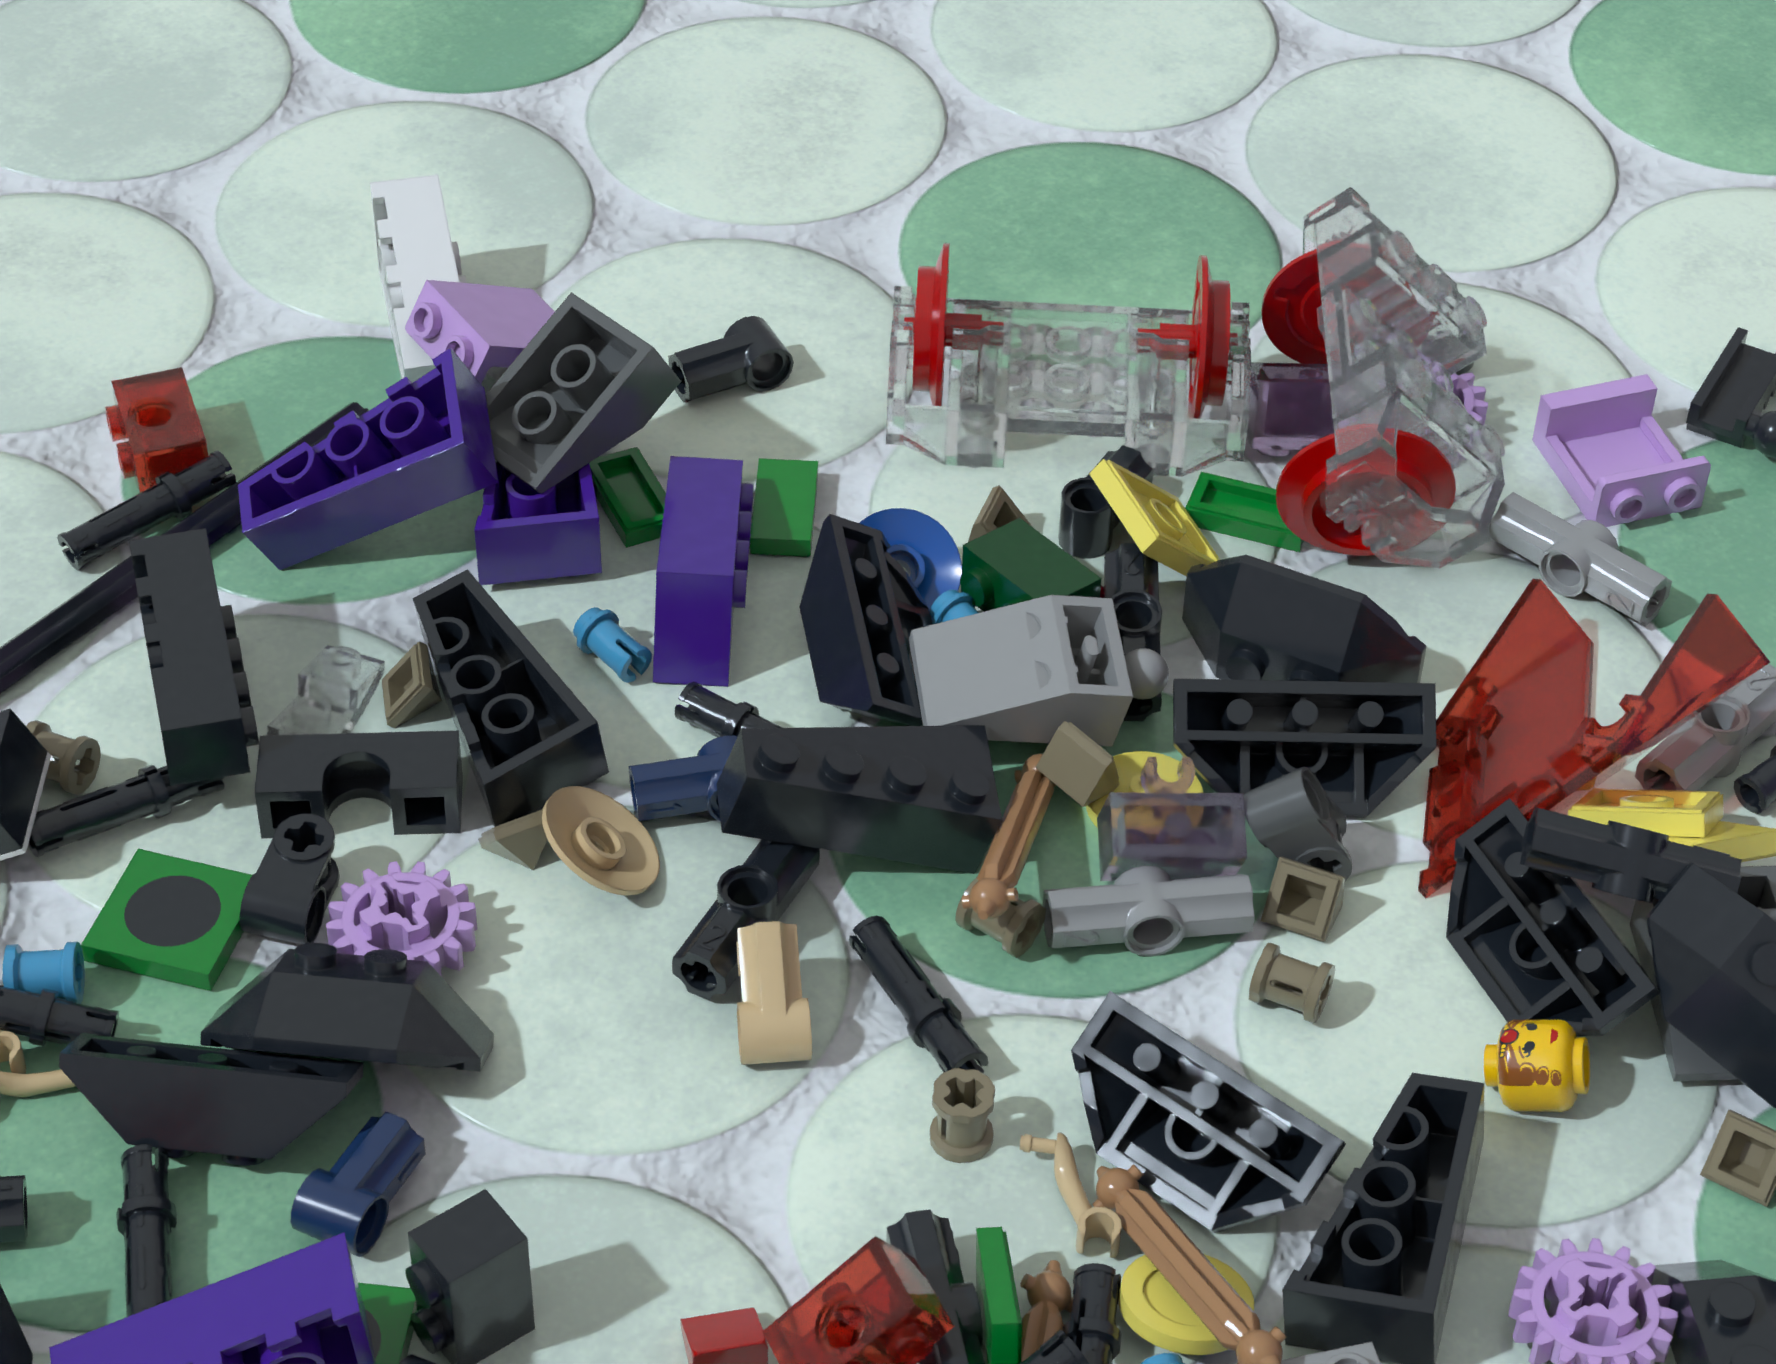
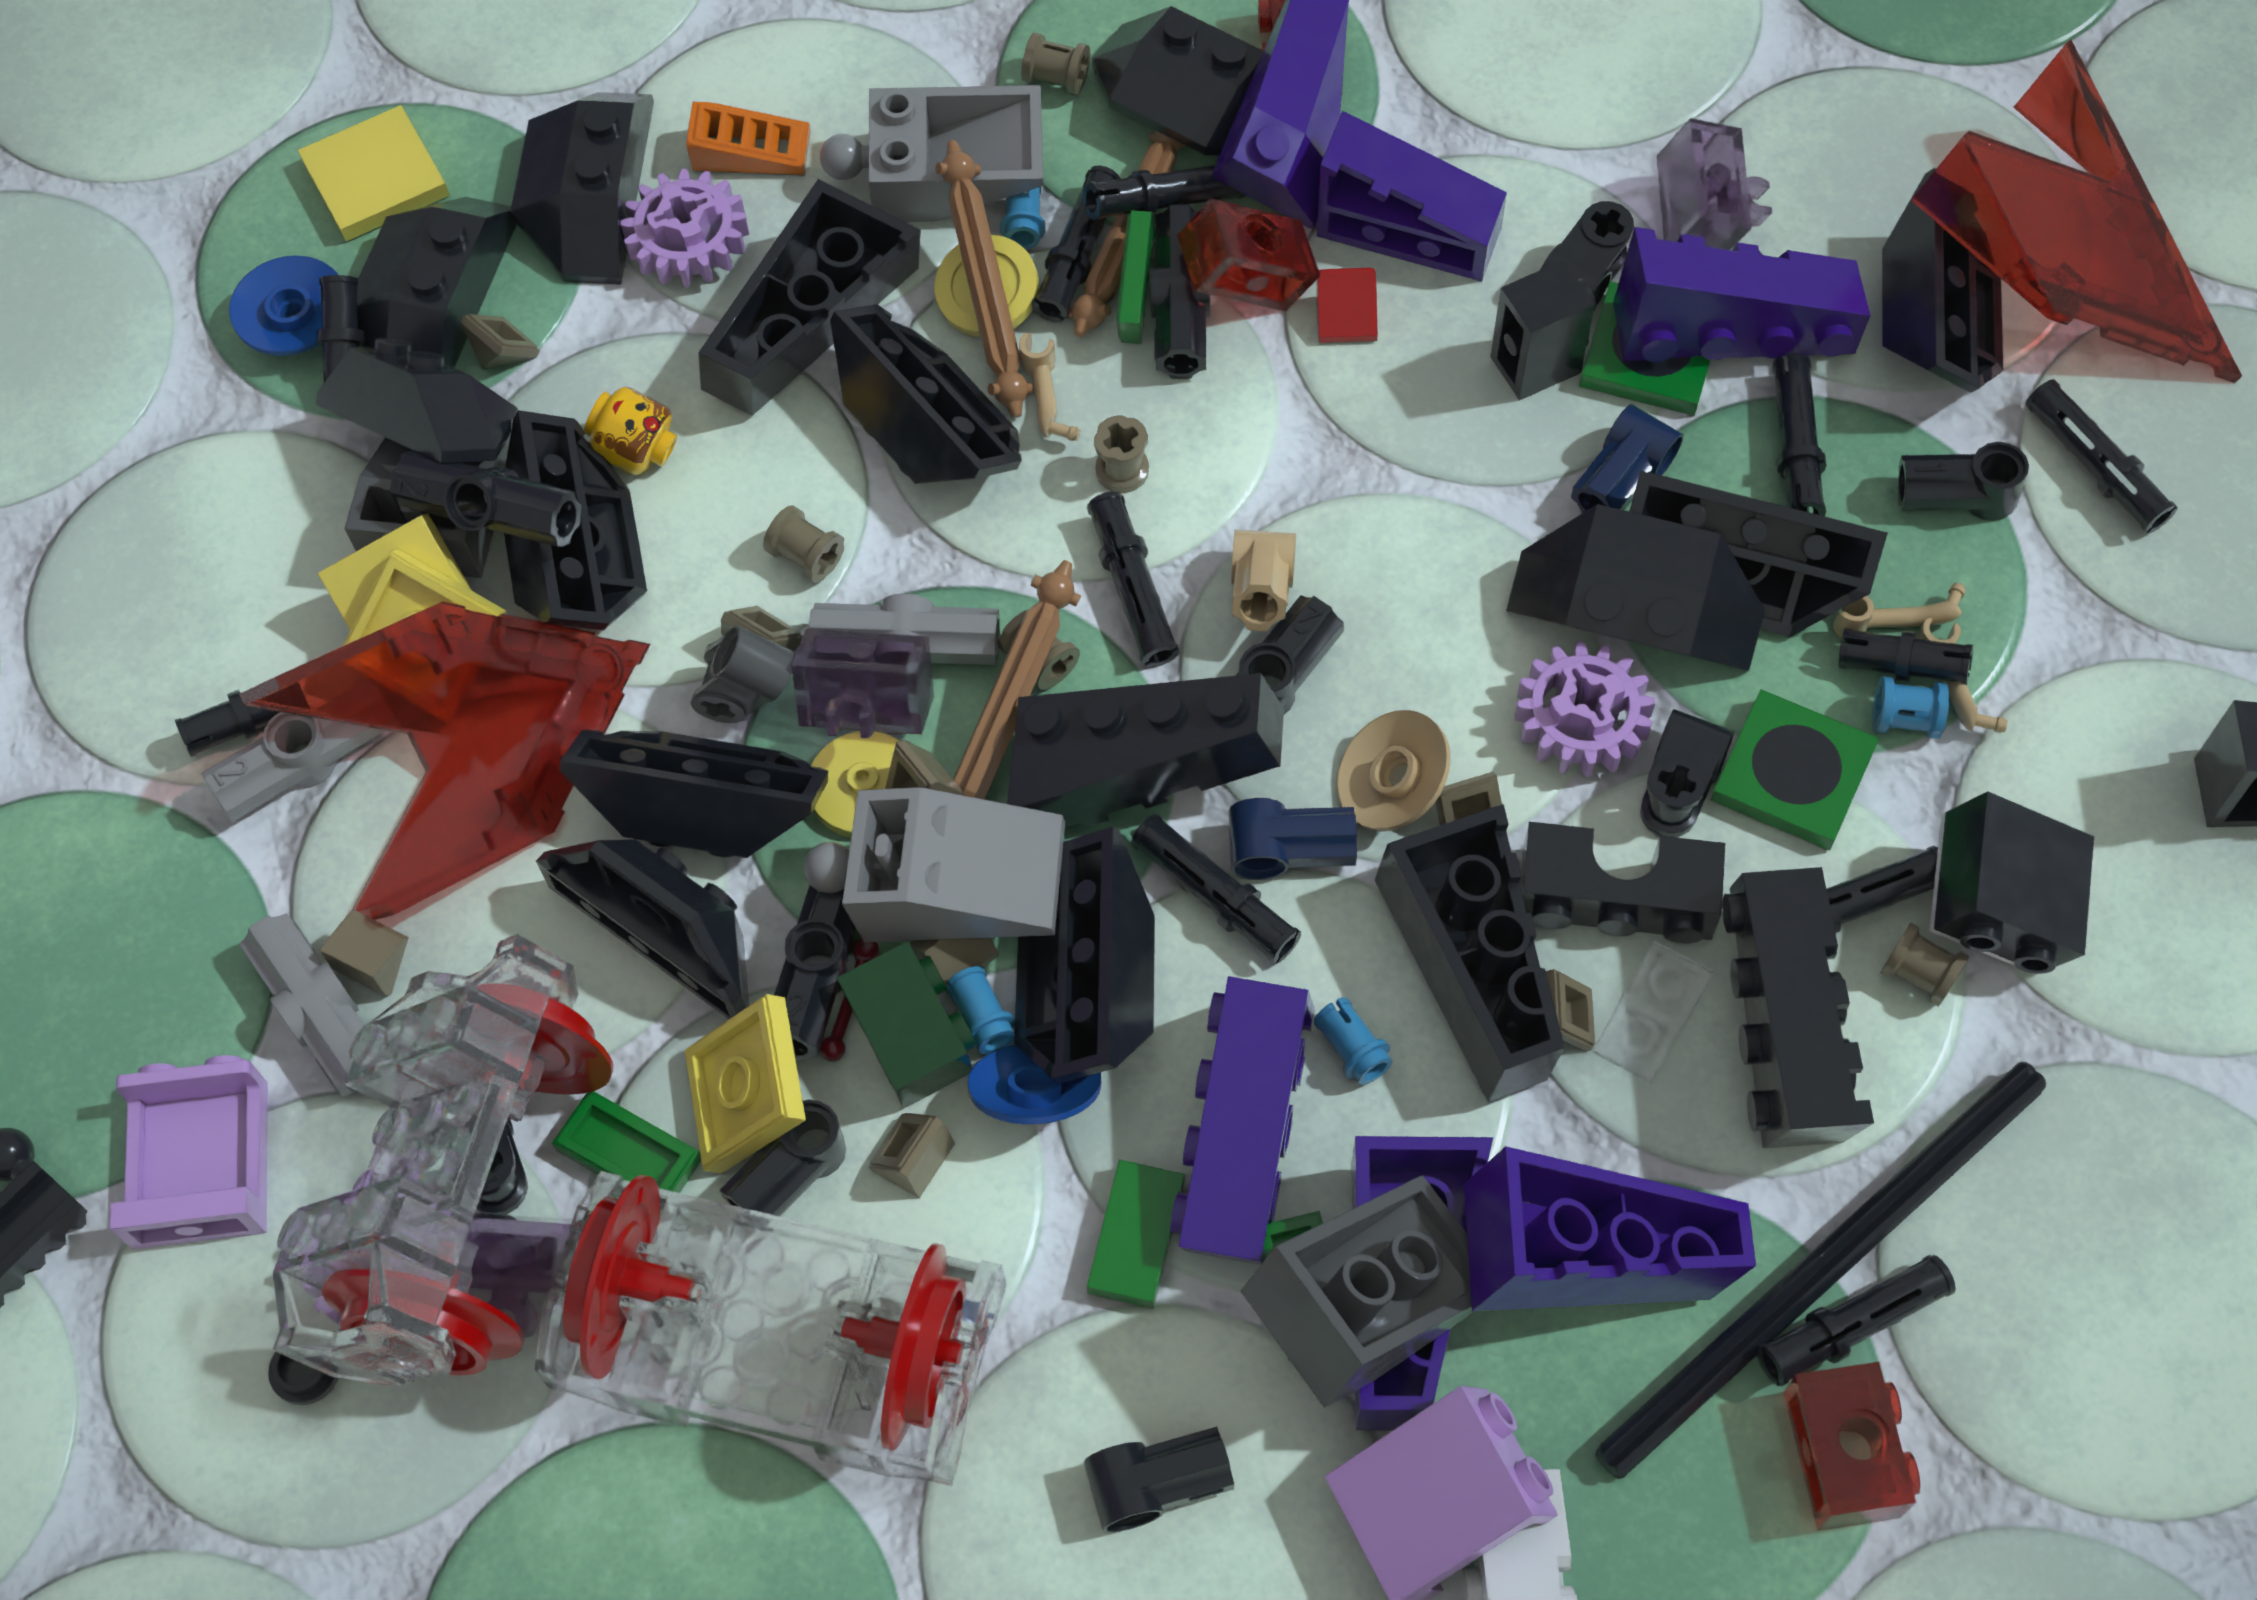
camera: 165 degrees left, 20 degrees up
(1563, 579) = (366, 952): none -> dark tan slope

